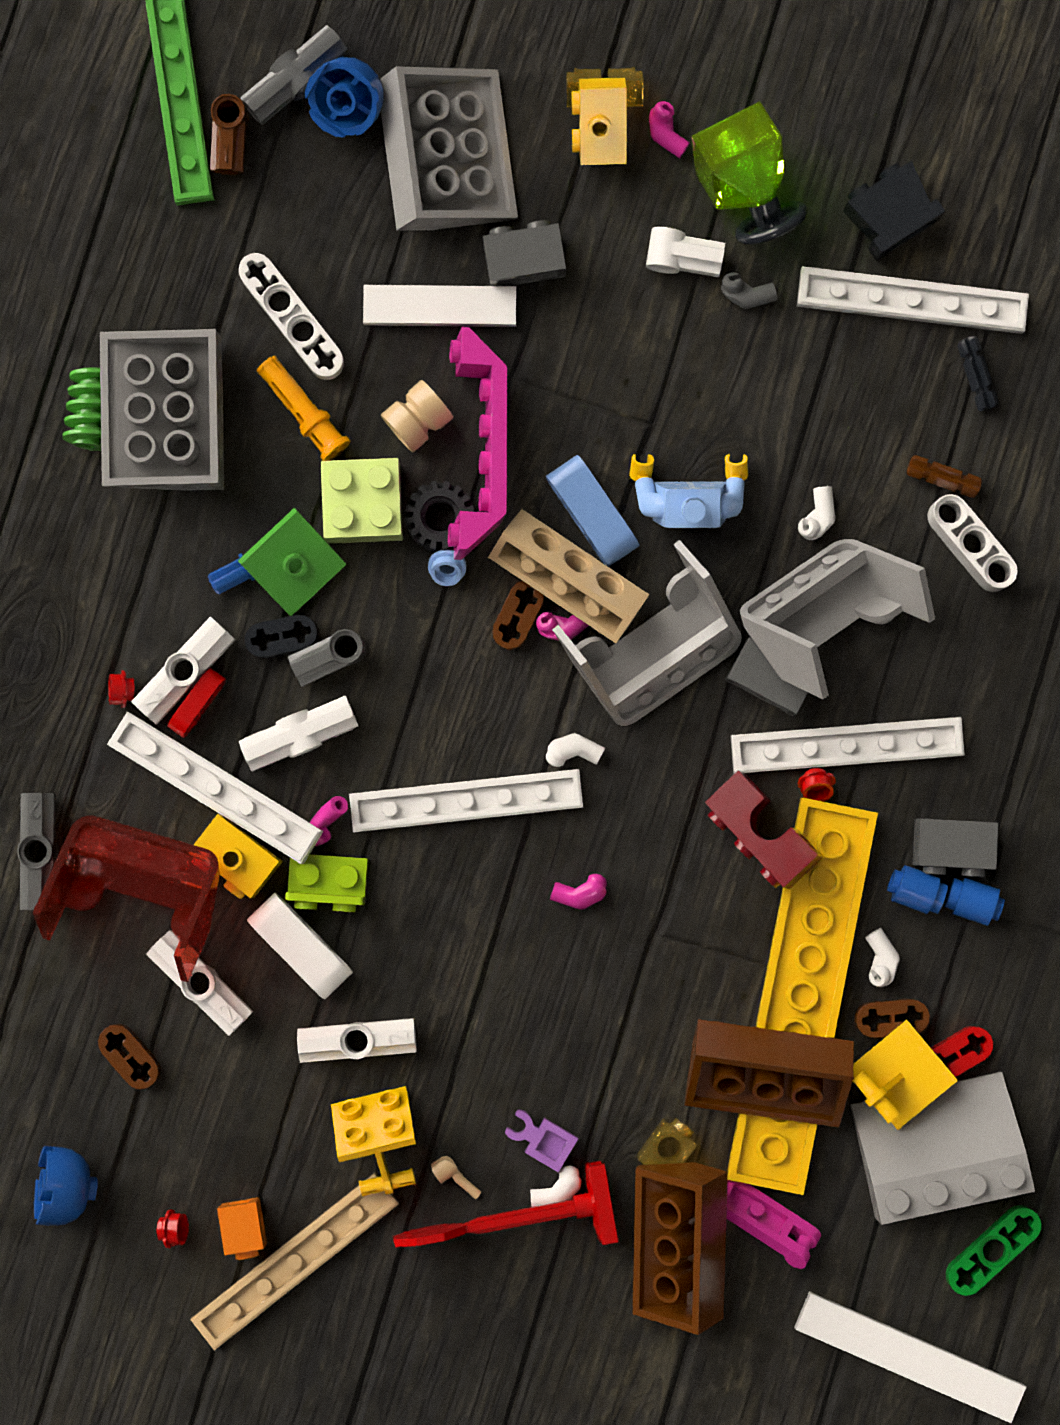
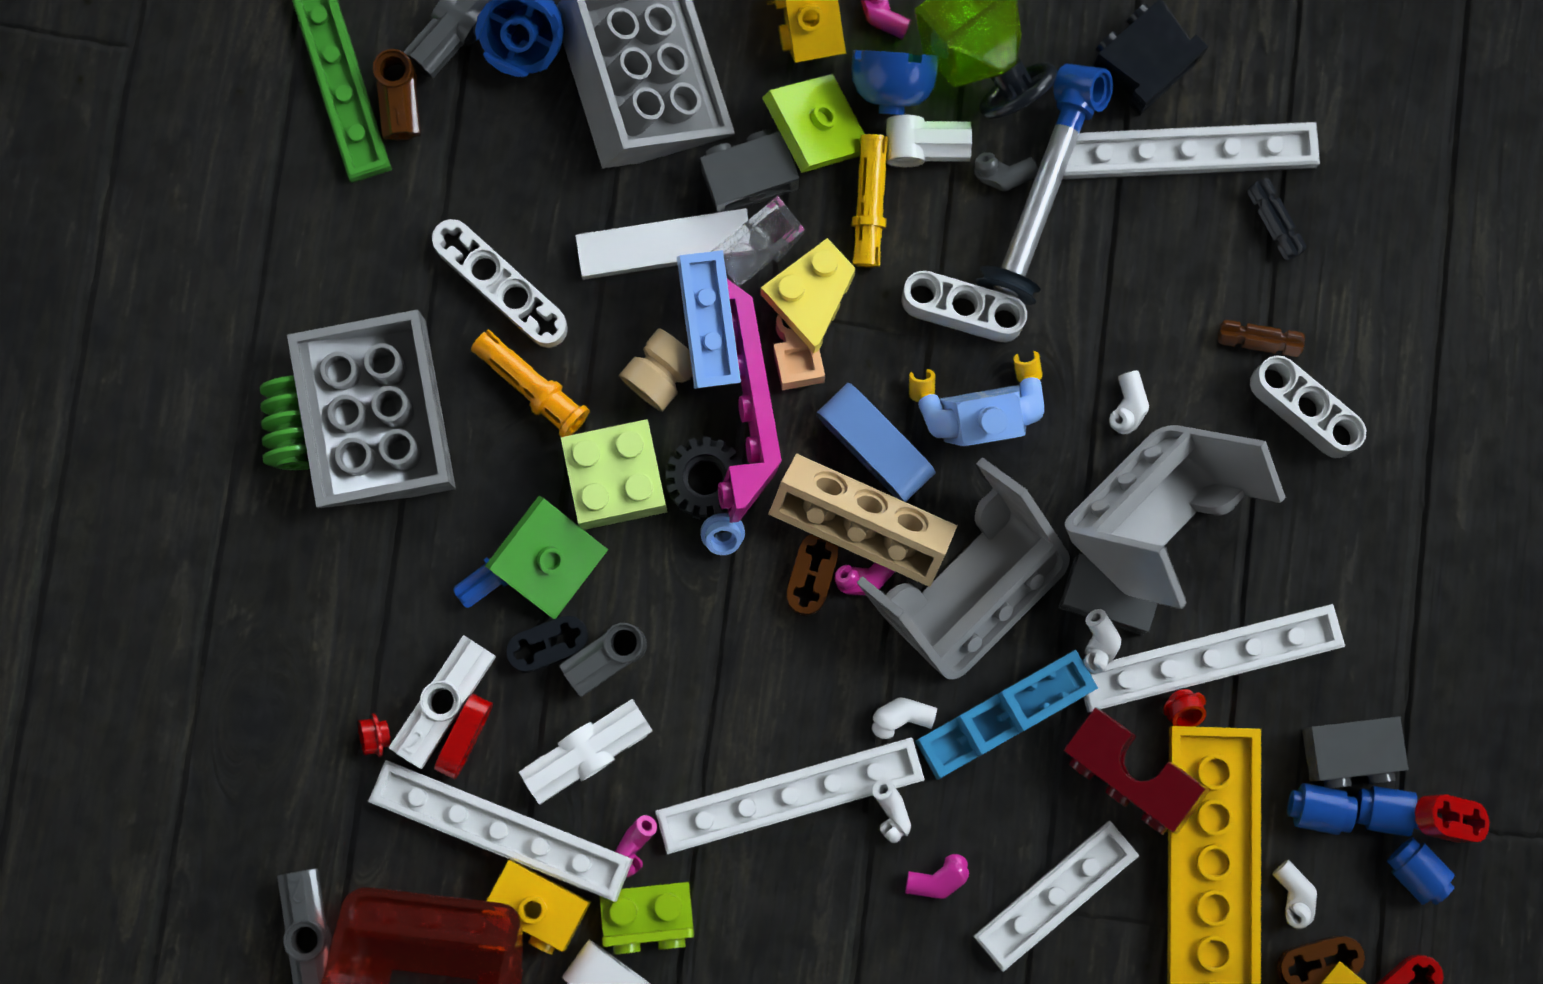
camera: 10 degrees left, 5 degrees down
(465, 380) = (708, 319): none -> light blue plate
(521, 318) = (760, 241): none -> clear slope
(537, 425) = (795, 361): none -> light nougat plate
(553, 826) = (894, 807): none -> white arm
(559, 370) = (811, 292): none -> light yellow wing
(590, 221) = (815, 122): none -> lime plate
(625, 297) = (869, 210): none -> yellow pin
(662, 763) = (1006, 714): none -> dark azure slope
(664, 193) = (894, 78): none -> blue cylinder
(677, 923) = (1056, 895): none -> white tile
(701, 421) = (985, 301): none -> white beam
(756, 717) = (1104, 642): none -> white arm
(824, 234) = (1078, 94): none -> piece
(991, 957) = (1421, 872): none -> blue brick
(1028, 910) = (1453, 812): none -> red beam

